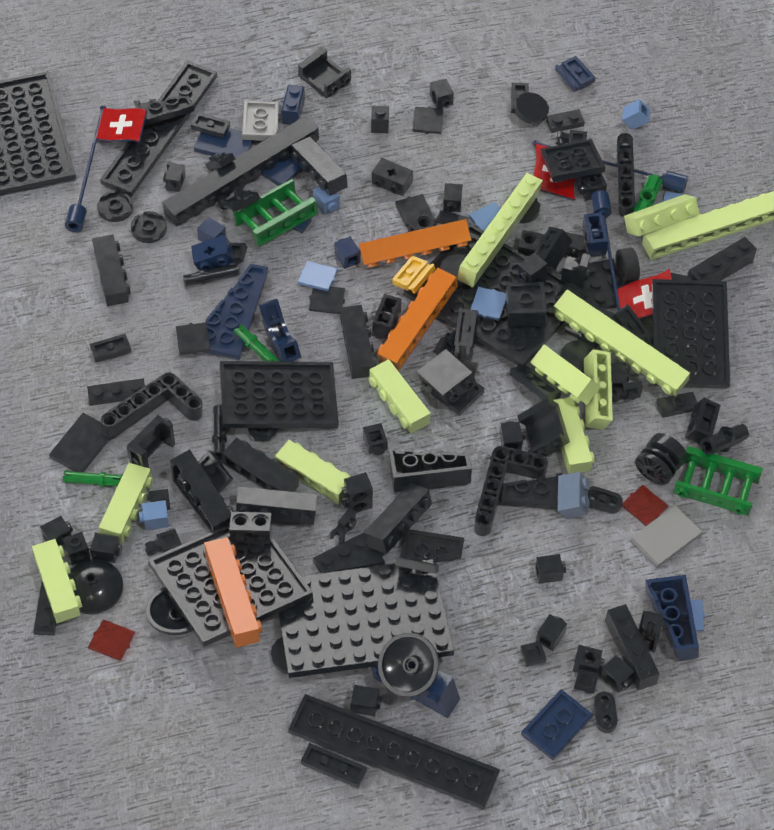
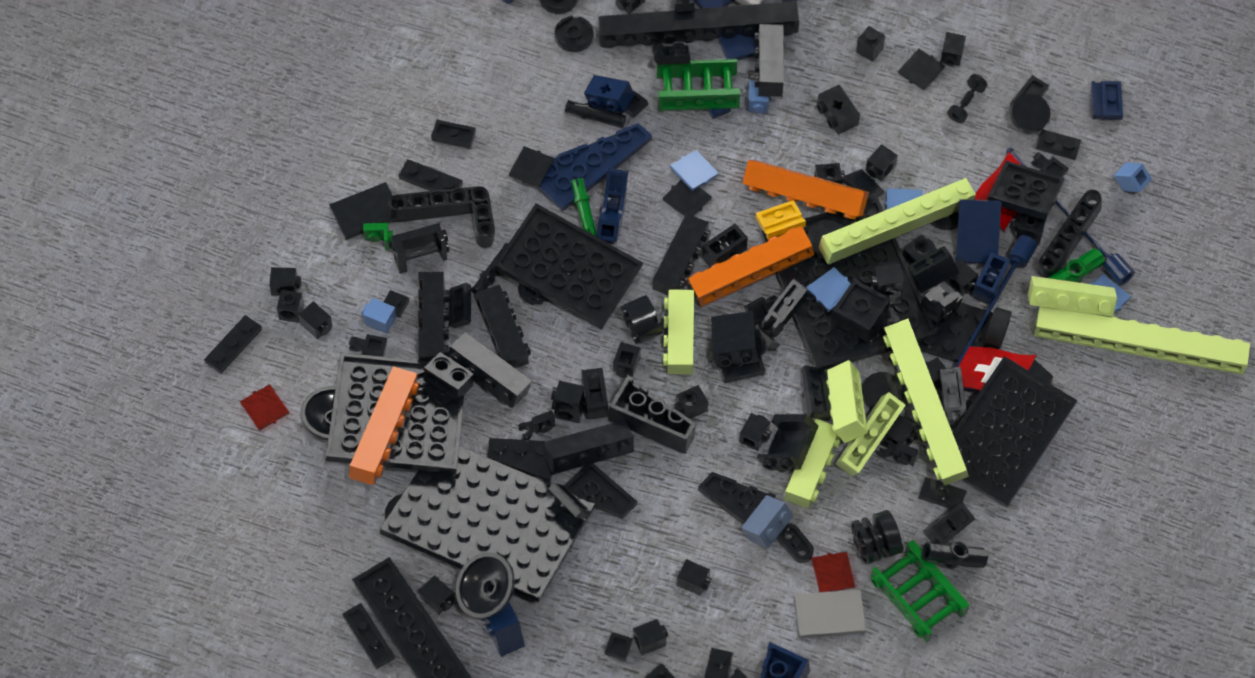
camera: 35 degrees right, 5 degrees up
(56, 580) = (249, 325): yellowish green brick -> none
(101, 479) = (357, 254): green pin -> none
(103, 591) = (282, 359): black dish -> none
(106, 452) = (378, 231): none -> green bracket
(110, 270) = (506, 58): black brick -> none
(126, 502) = (361, 288): yellowish green brick -> none
(210, 229) = (625, 69): dark blue brick -> none
(312, 470) = (546, 352): yellowish green brick -> none
(347, 252) = (737, 161): dark blue brick -> none
(365, 402) = (641, 319): none -> black brick
(379, 478) = (595, 393): none -> black brick
(412, 207) = (838, 151): black piece -> none
(448, 436) = (692, 395): none -> black brick
(479, 135) = (976, 84): none -> black wheel
(495, 482) = (703, 464): black beam -> none
(561, 204) = (978, 229): none -> dark blue tile
(725, 262) = (1097, 381): black brick -> none

